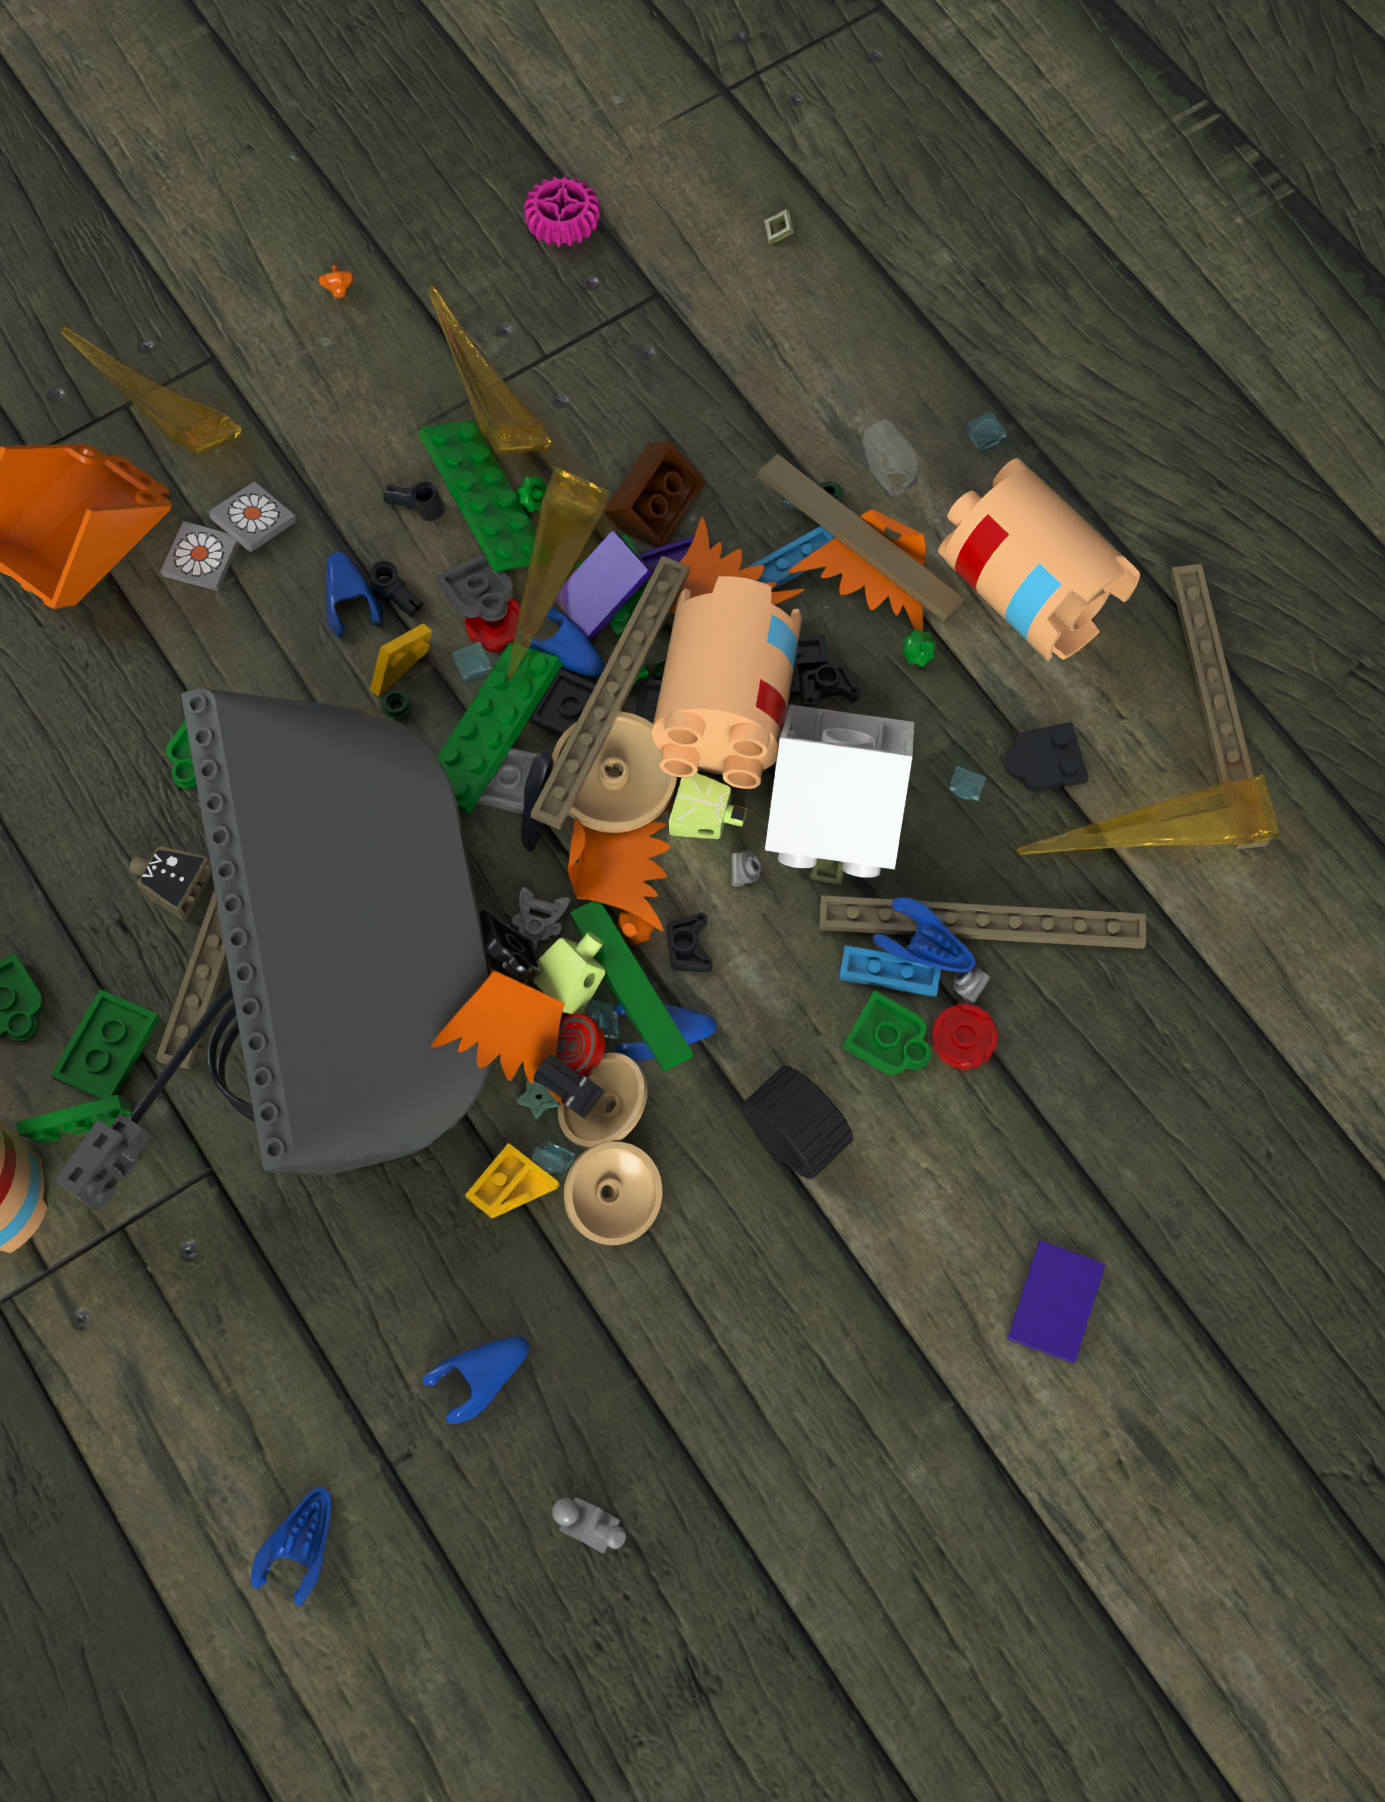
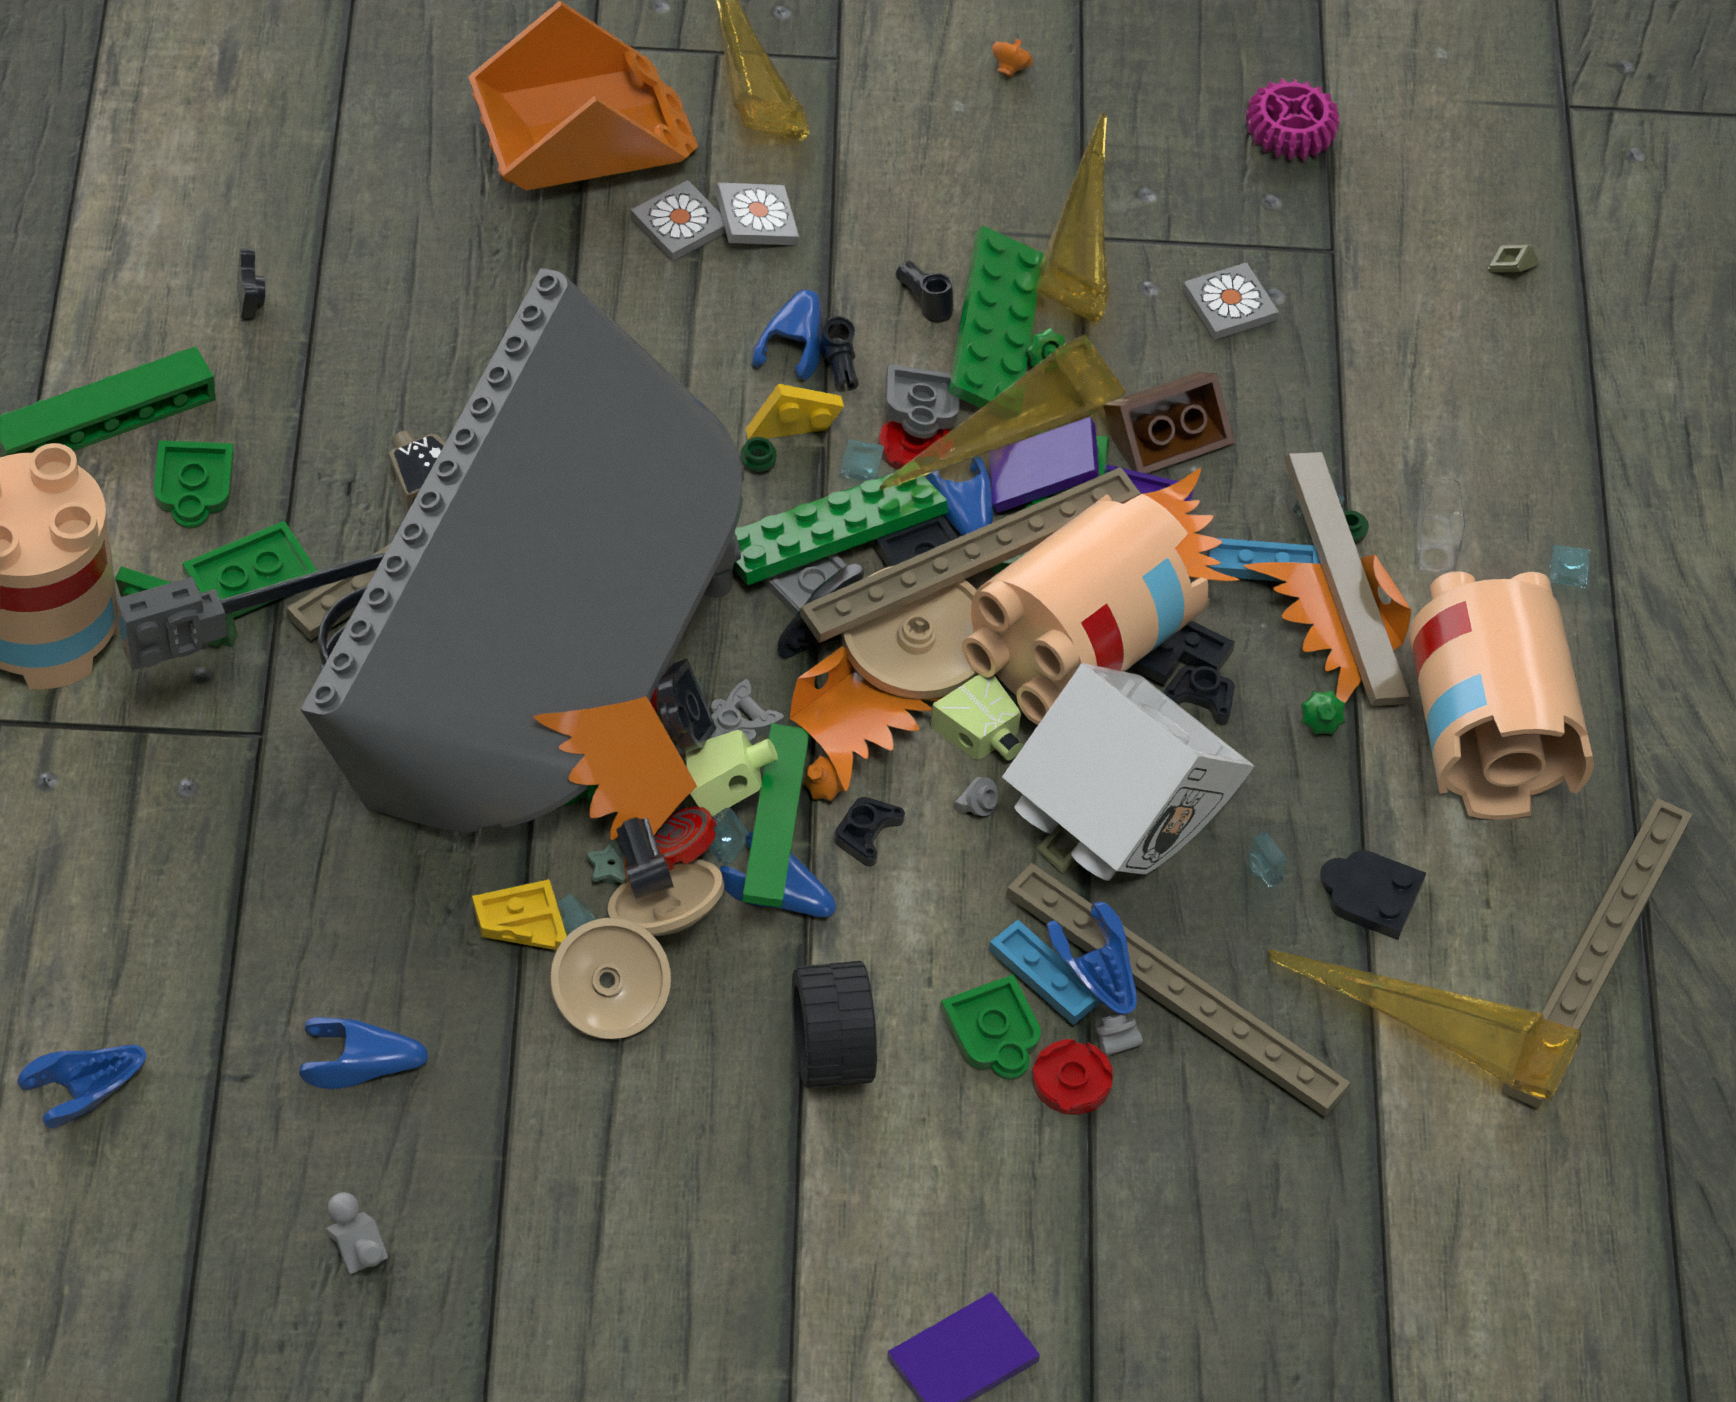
camera: 30 degrees right, 15 degrees down
(622, 375) = (1230, 301): none -> tile

